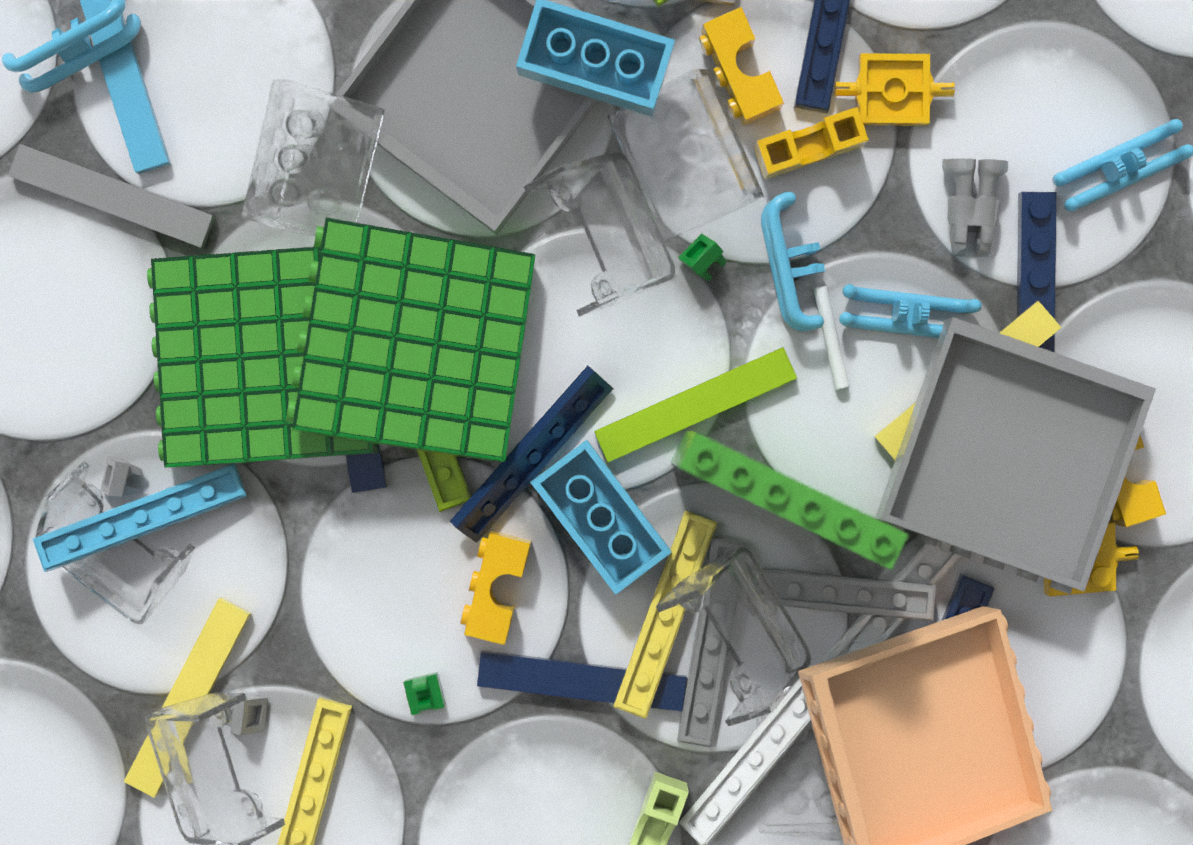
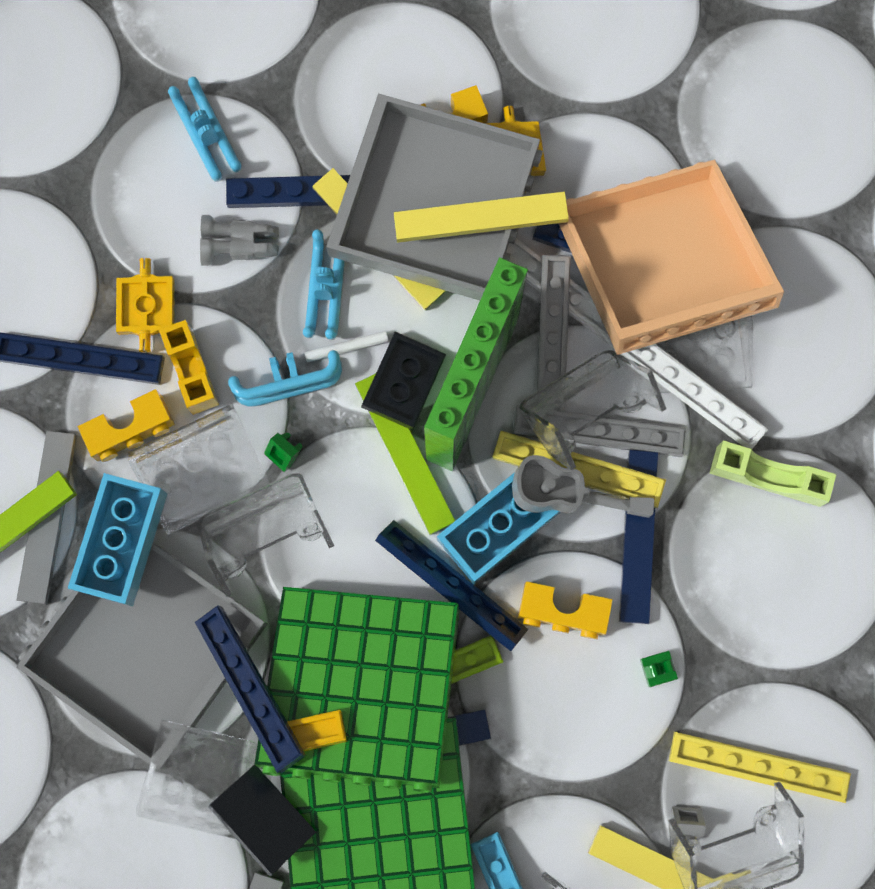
camera: 85 degrees left, 10 degrees down
(264, 225) = (262, 820): none -> black tile
(358, 287) = (319, 730): none -> yellow tile
(412, 212) = (250, 689): none -> dark blue tile
(640, 573) = (546, 486): none -> light grey piece
(784, 406) = (403, 380): none -> black tile
(982, 512) = (481, 217): none -> light yellow tile

